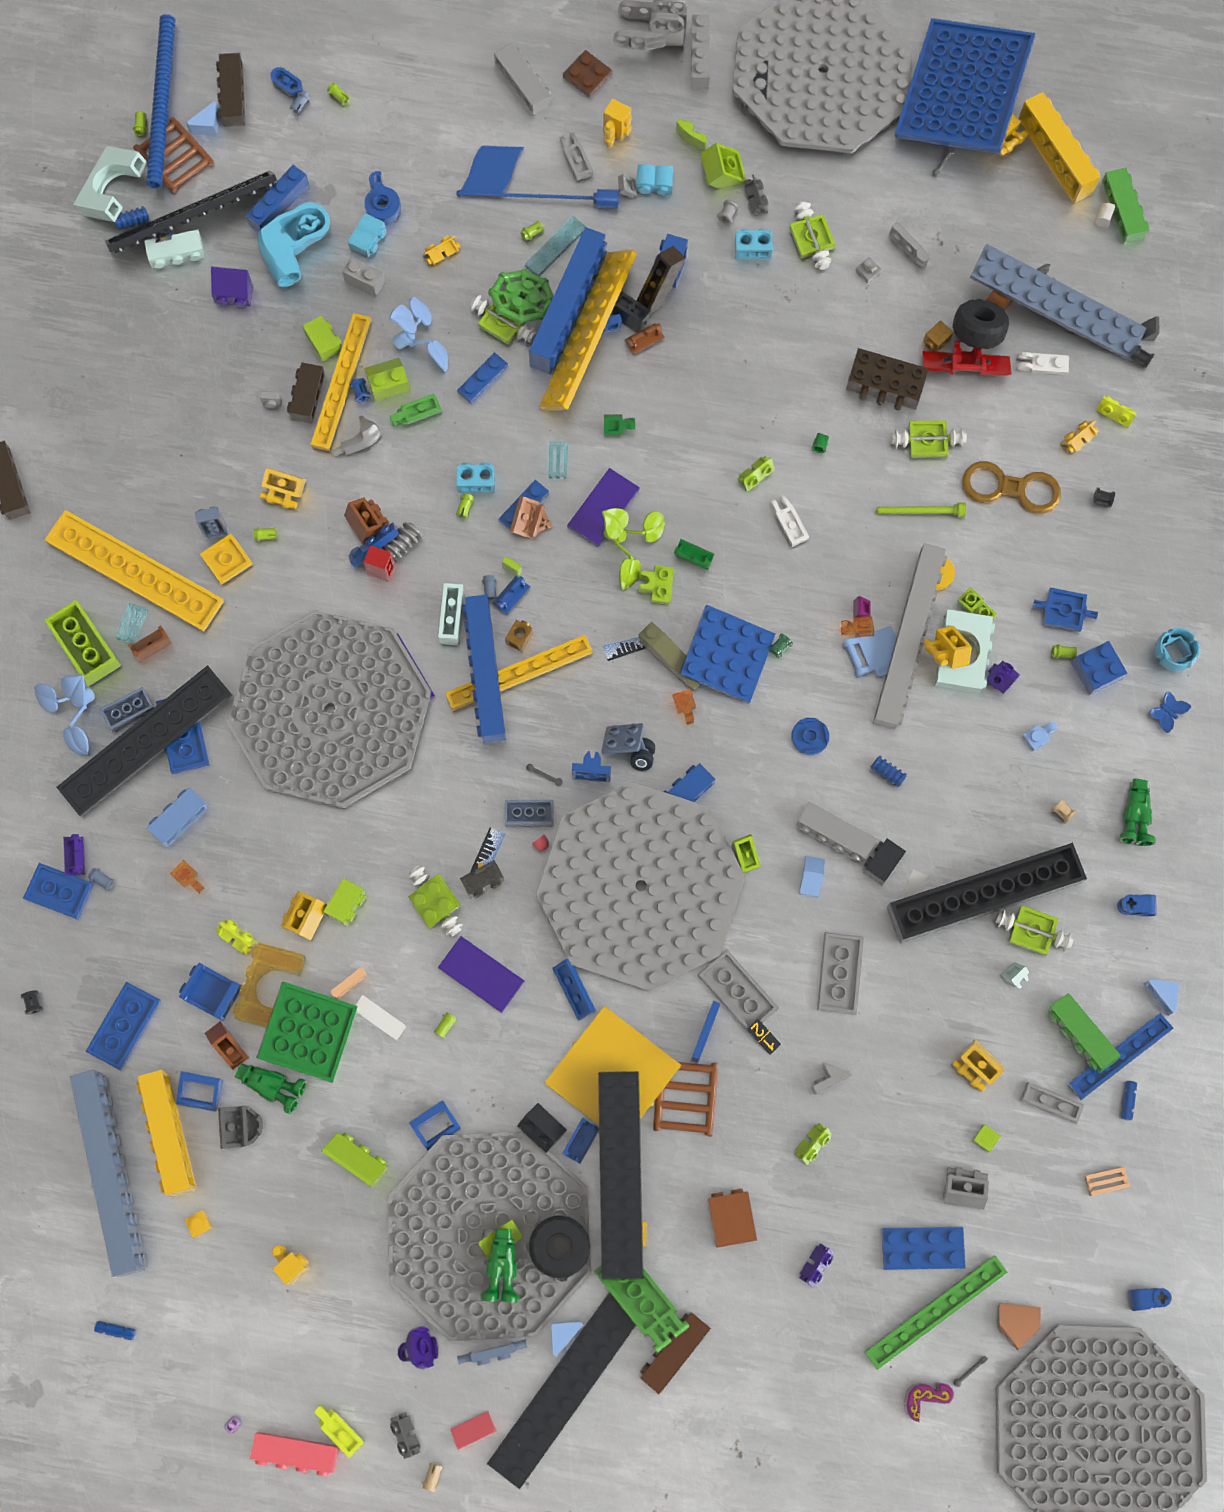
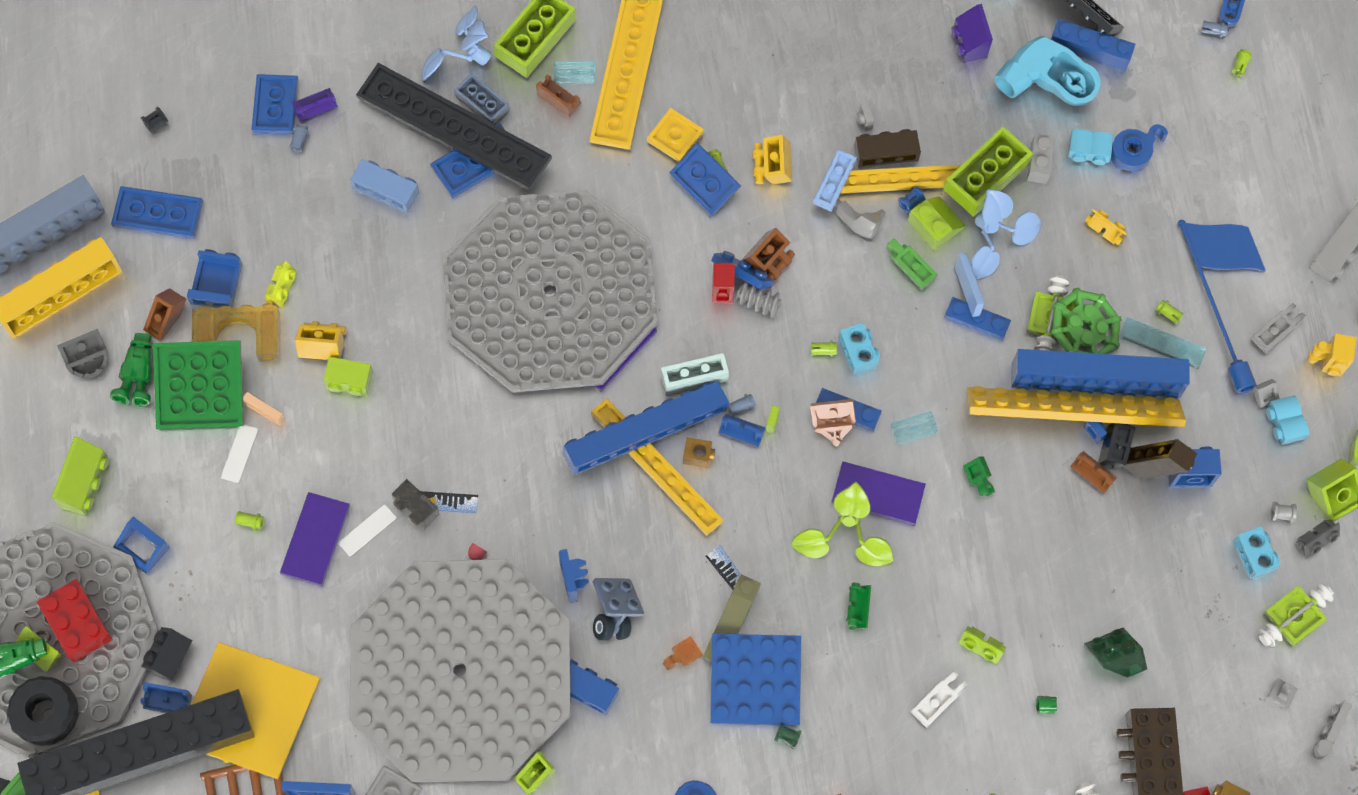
camera: 70 degrees right, 5 degrees down
(186, 875) = (327, 214): clear orange plate -> none
(203, 1080) = (123, 317): blue tile -> none
(211, 522) = (704, 104): sand blue piece -> none
(277, 547) = (705, 179): none -> blue tile
(320, 443) = (834, 180): none -> light blue tile
(321, 338) = (954, 142): lime brick -> none
(362, 318) = (988, 168): none -> lime brick
(434, 901) = (377, 464): lime plate -> none
(457, 371) = (969, 285): none -> light blue tile
(487, 1198) = (74, 620): none -> red brick
(488, 928) = (367, 530): none -> white sticker
(529, 813) = (504, 528): sand blue piece -> none
(558, 781) = (551, 548): dark grey hinge -> none
(574, 989) = (326, 639): blue plate -> none
(658, 584) = (811, 580): lime plate -> none
(798, 374) = (1118, 653): none -> clear green slope

